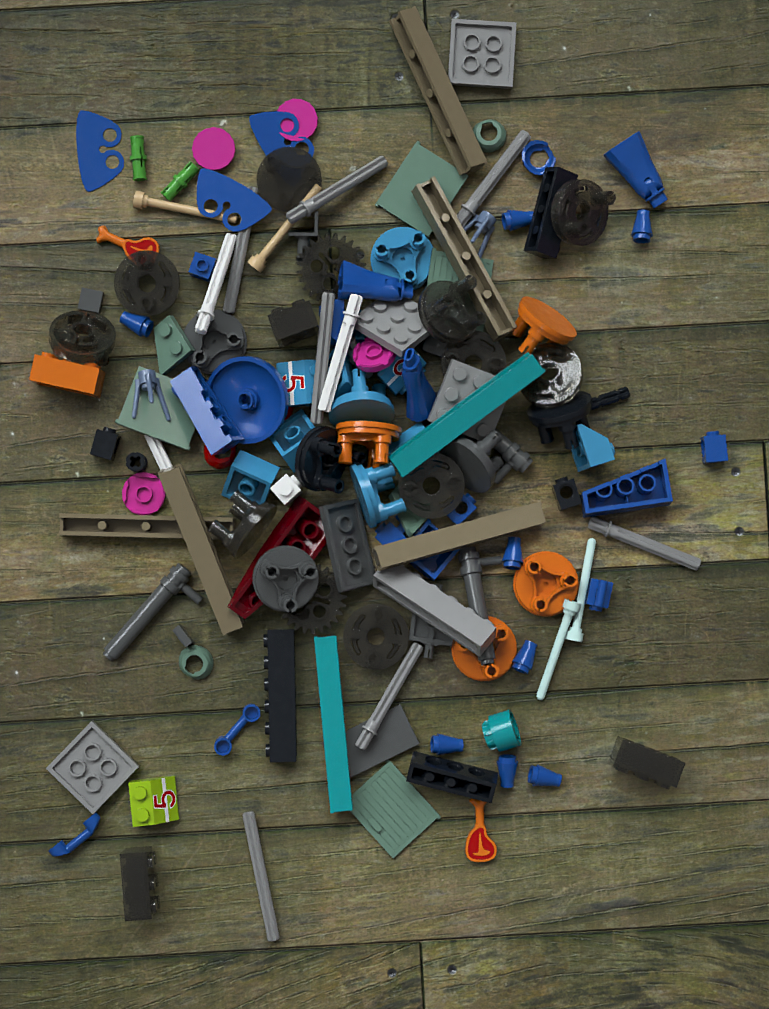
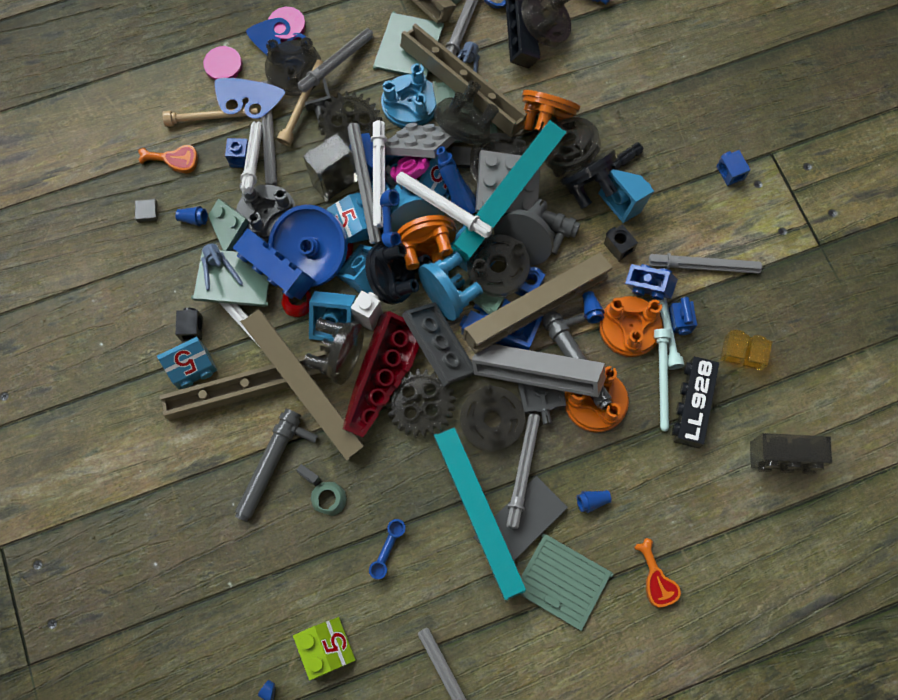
camera: 15 degrees left, 15 degrees down
(67, 375) = (137, 272): orange brick -> none
(82, 349) = (143, 236): clear smoke piece -> none
(91, 161) = (114, 89): blue piece -> none
(92, 767) = (253, 634): light grey plate -> none
(95, 489) = (187, 363): none -> dark azure slope
(129, 462) = (222, 325): black bush -> none
(138, 158) = (159, 88): bright green pin -> none
(143, 493) = (236, 357): dark pink tile -> none
(146, 264) = (188, 166): clear smoke piece -> none
(180, 181) = (200, 95): bright green pin -> none
(282, 695) = (421, 503): black brick -> none
(285, 578) = (390, 386): dark grey piece -> none
(329, 429) = (387, 200): none -> blue bar
(370, 285) = (391, 117): blue piece -> none
(394, 416) = (448, 207): none -> white axle
(452, 777) = (611, 527): black brick -> none
(501, 731) = (642, 469): teal piece -> none
(507, 769) = (660, 505): blue cone -> none
(516, 219) = (494, 43): blue cone -> none
(525, 657) = (637, 396): blue cone -> none
(543, 777) = (697, 501): blue cone -> none
(575, 546) = (651, 281): none -> blue brick
(579, 682) = (696, 402): none -> black brick
(633, 491) = (679, 221): blue wedge -> none
(642, 227) = (602, 21): blue cone -> none
(658, 651) = (753, 350): none -> clear yellow piece

